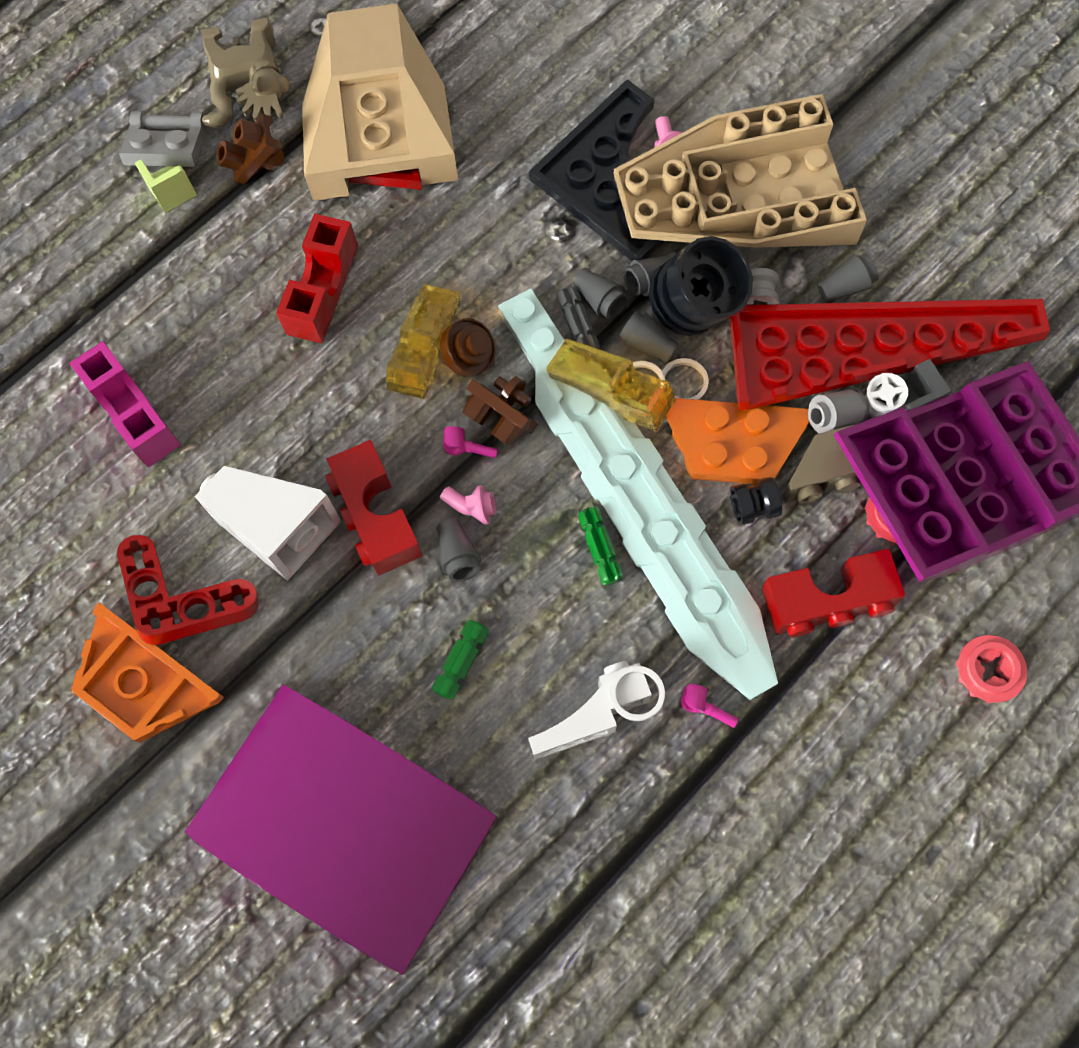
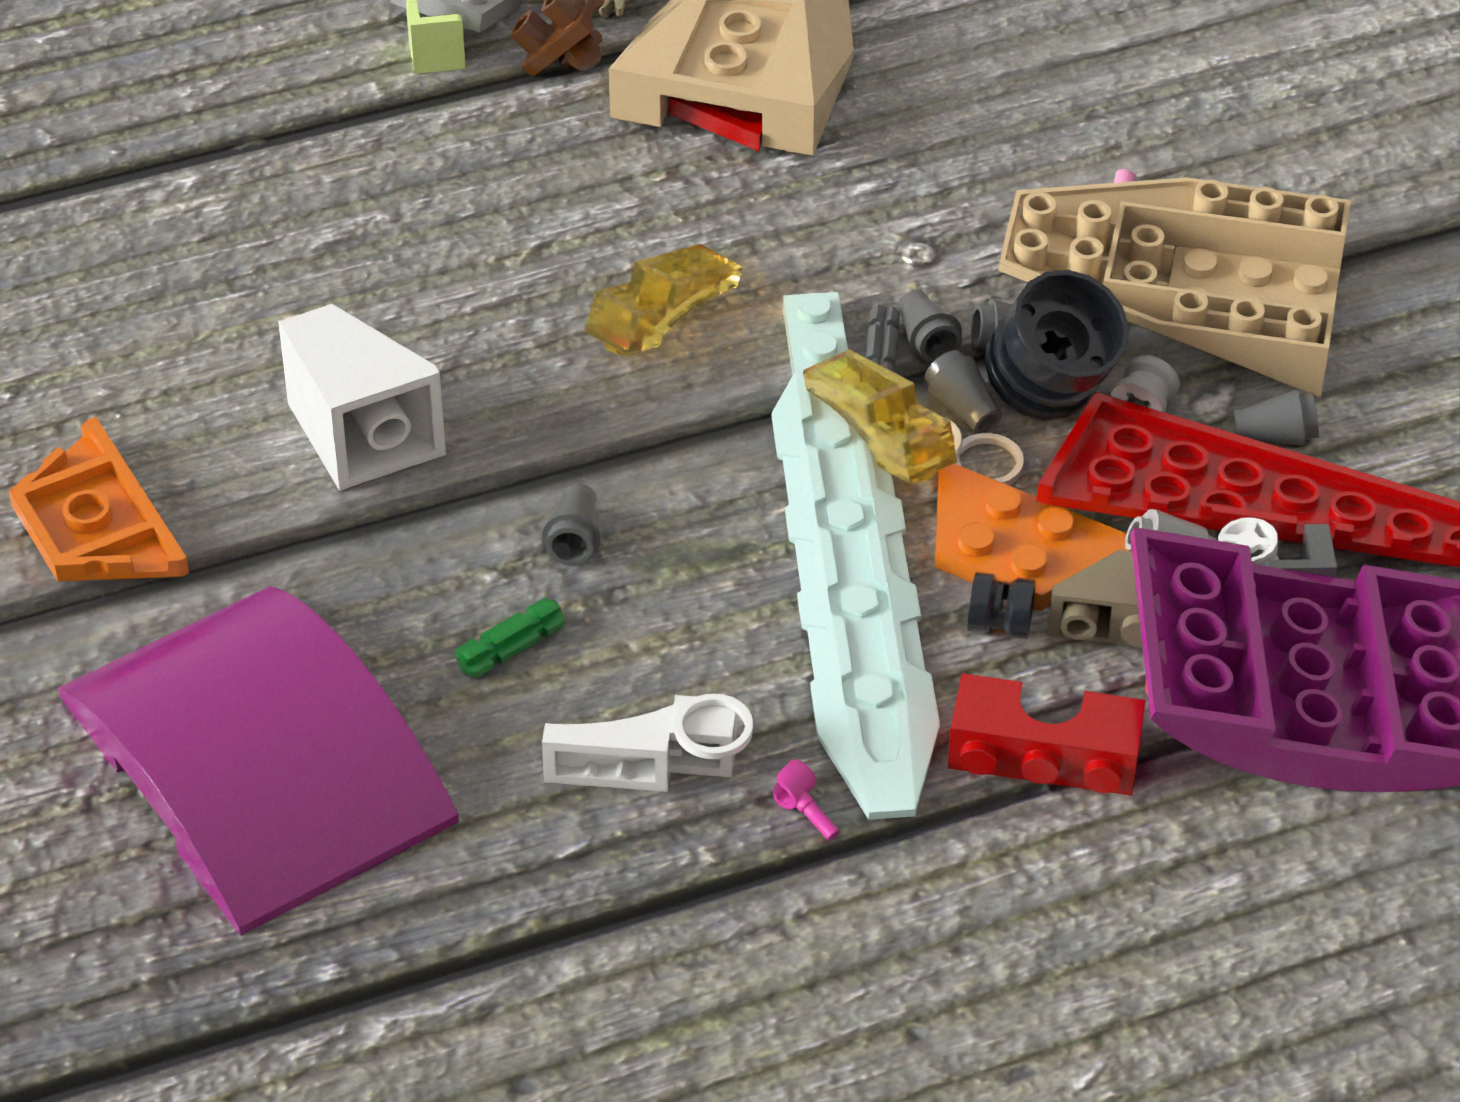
camera: 20 degrees right, 25 degrees down
(125, 404) = (248, 233): dark pink arch -> none
(161, 605) = (174, 460): red beam -> none
(310, 304) = (539, 212): red arch -> none
(385, 538) = (491, 444): red arch -> none
(455, 443) = (642, 420): dark pink hand -> none
(468, 347) = (716, 321): reddish brown plate -> none
(479, 504) = (627, 482): bright pink plate -> none
(484, 401) = (729, 417): reddish brown hips -> none
(582, 167) = (975, 191): black plate -> none
(600, 546) = (765, 587): green axle -> none
(1010, 667) = (1229, 879): coral gear -> none

